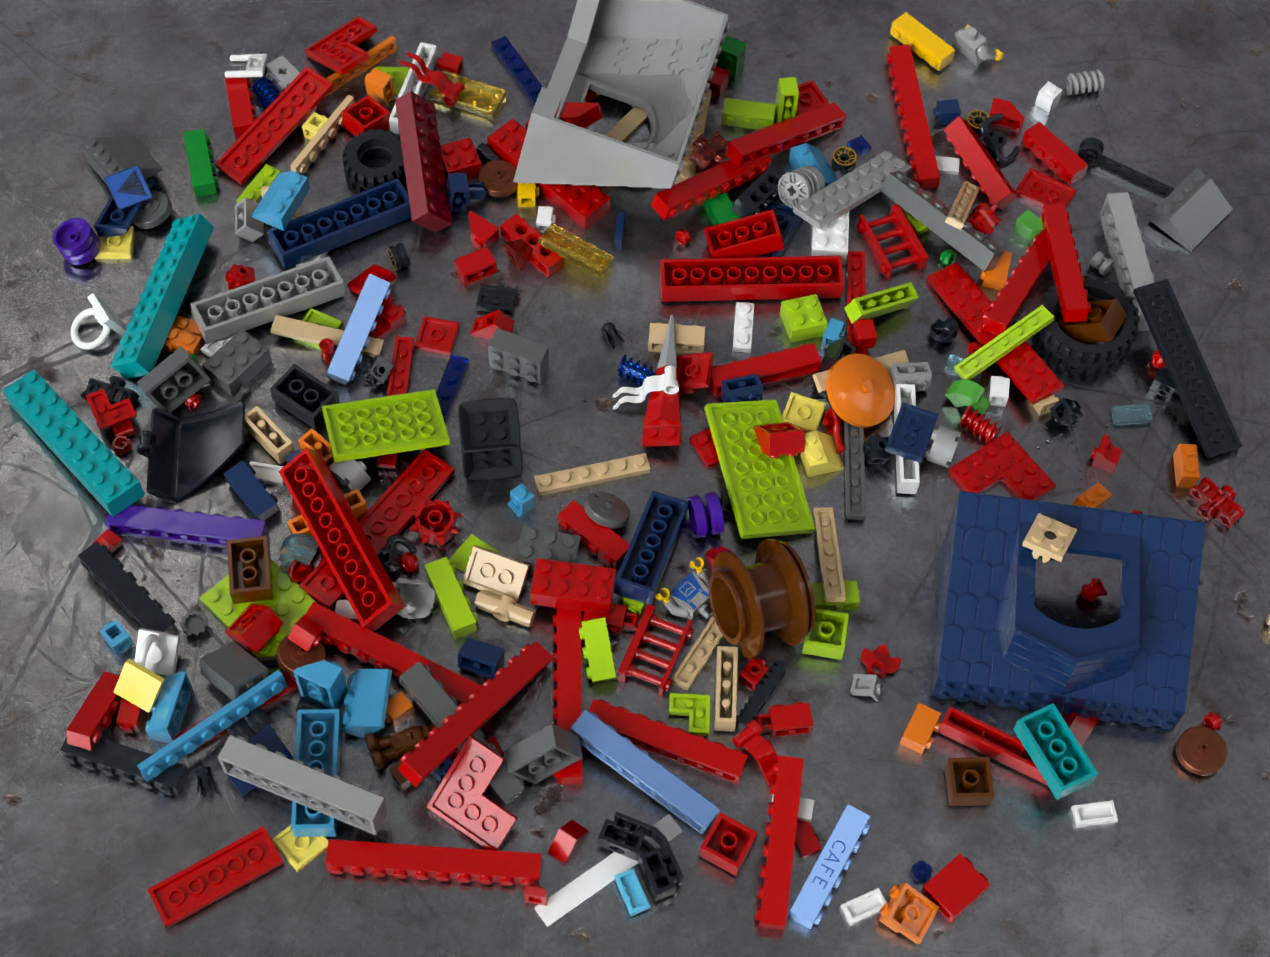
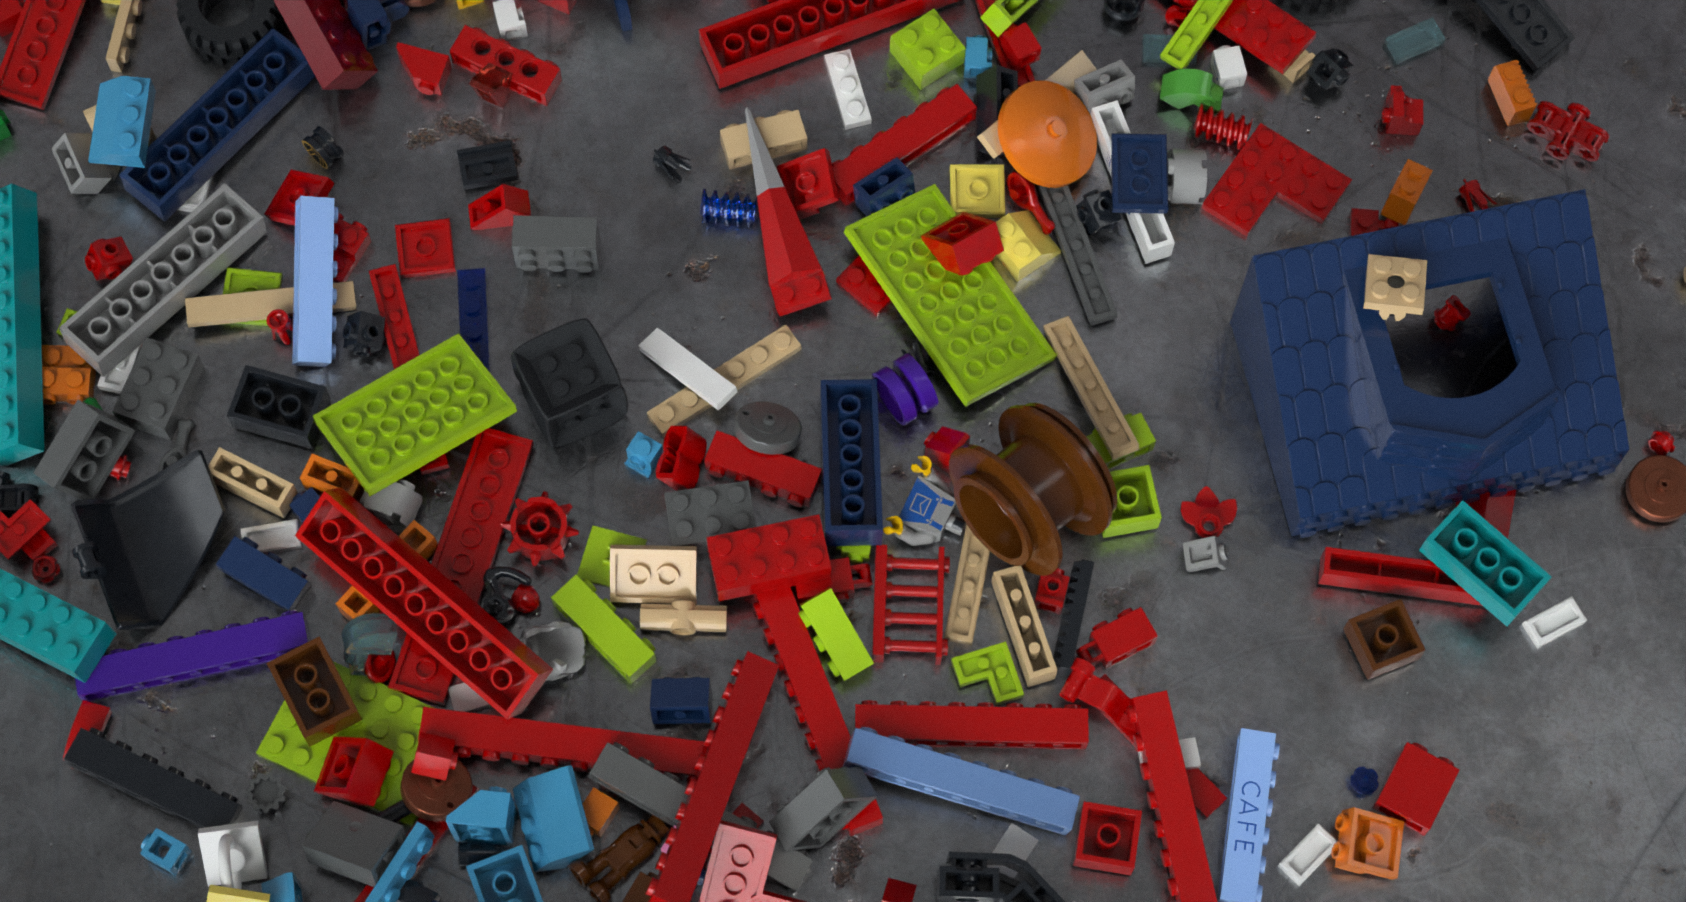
camera: 20 degrees left, 10 degrees up
(262, 179) = (70, 102): lime plate -> none
(475, 266) = (437, 123): red brick -> none
(543, 509) = (681, 458): none -> red brick
(571, 458) = (688, 368): none -> white tile
(576, 250) = (573, 53): clear yellow plate -> none
(652, 383) = (759, 223): white flag -> none
(920, 728) = (1296, 588): orange brick -> none

